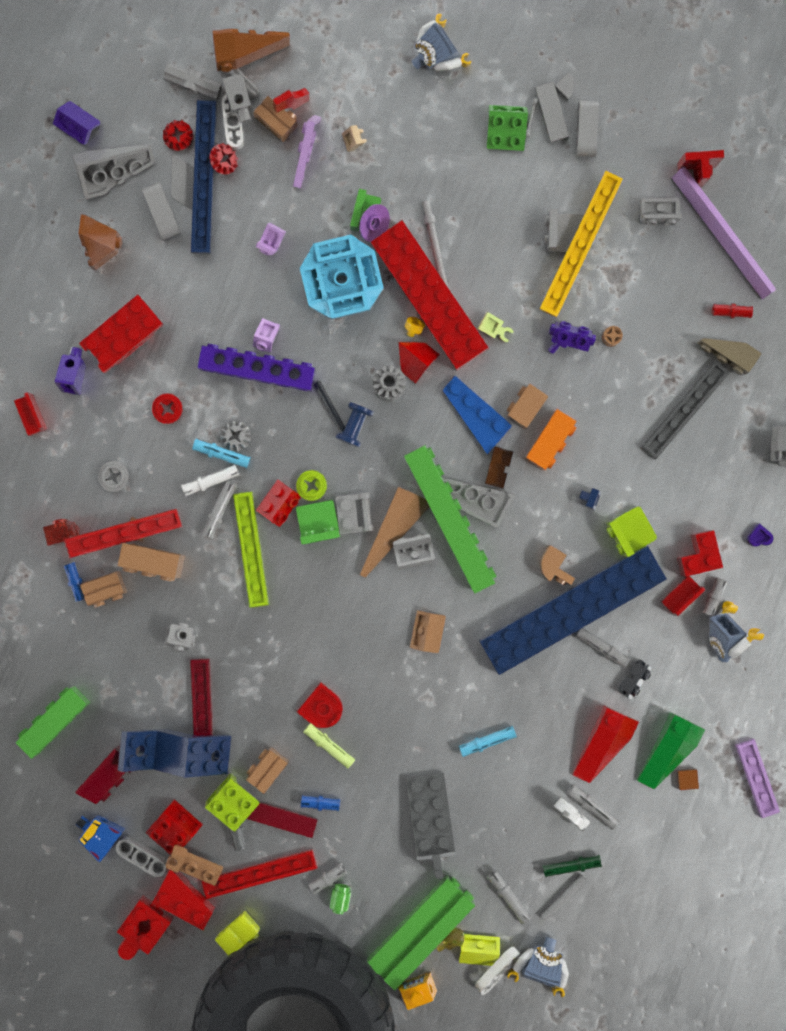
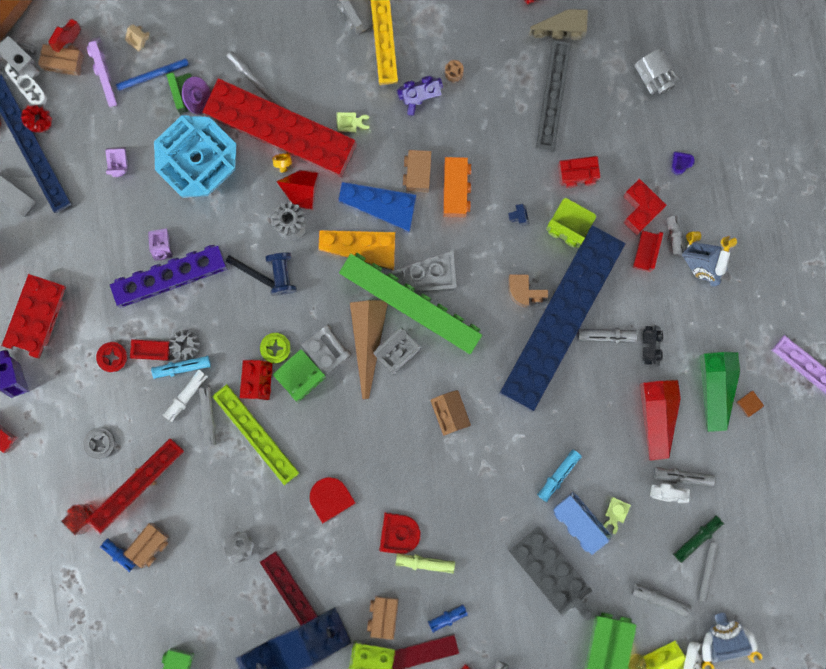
camera: 30 degrees left, 5 degrees down
(151, 561) = (174, 496): medium nougat brick -> none
(203, 422) = (149, 350): none -> red tile
(281, 642) = (330, 498): none -> red tile
(347, 179) = (152, 74): none -> blue bar
(448, 448) = (374, 246): none -> light orange wing
(481, 793) = (582, 523): none -> medium blue brick
(500, 459) = (423, 228): reddish brown piece -> none
(517, 801) = (616, 511): none -> yellowish green plate
(666, 490) = (579, 171): none -> red brick

